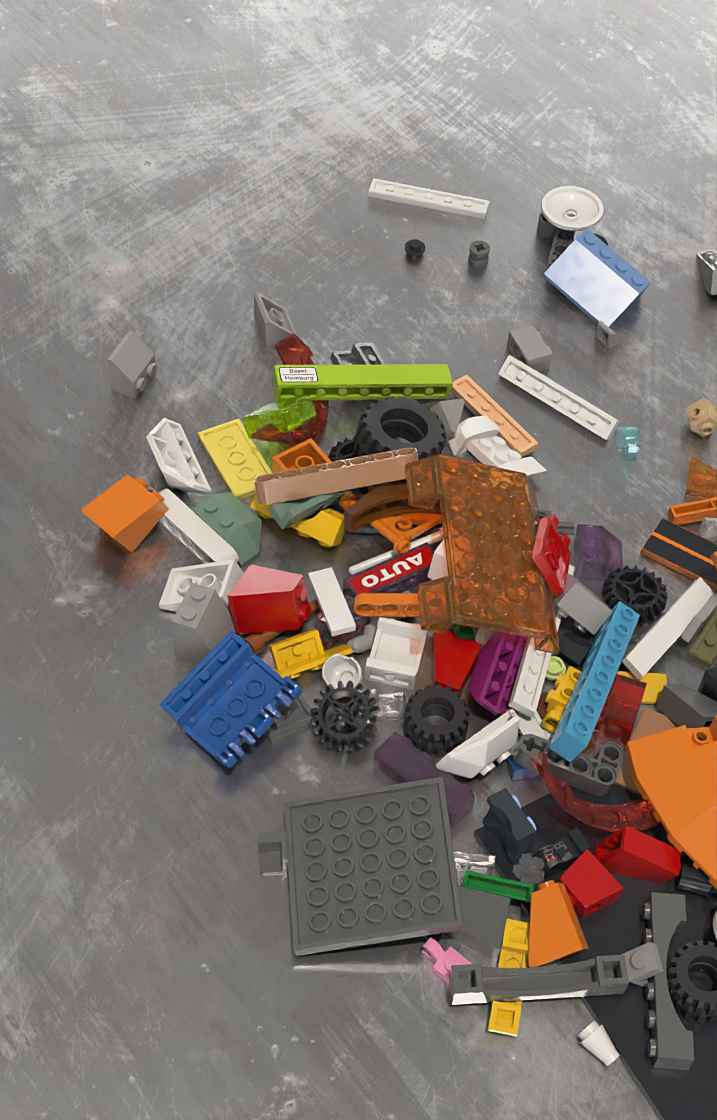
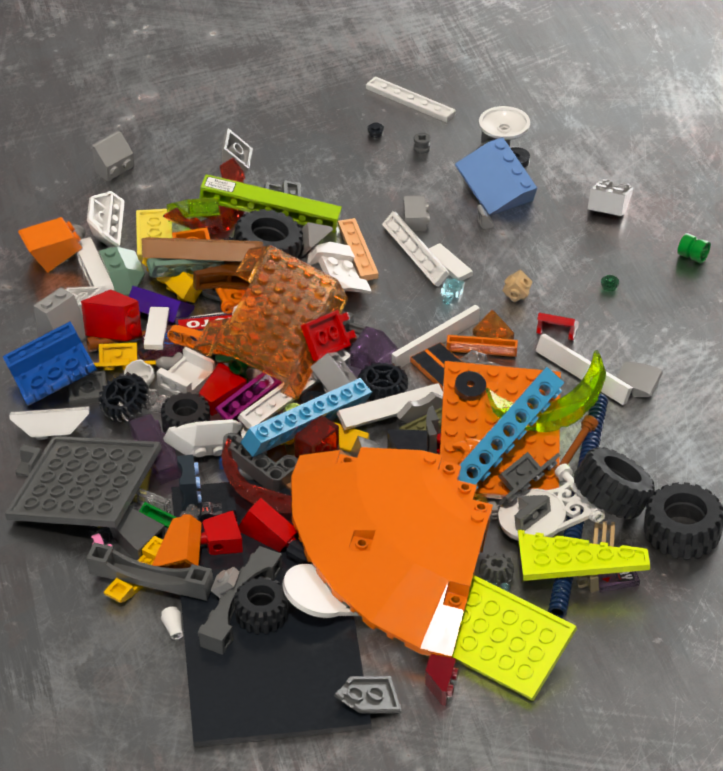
camera: 25 degrees right, 10 degrees down
(272, 781) = (49, 422): none -> white wedge
(306, 559) = (149, 299): none -> dark purple slope
(610, 405) = (455, 267): none -> white tile
(654, 513) = (439, 334): none -> white tile

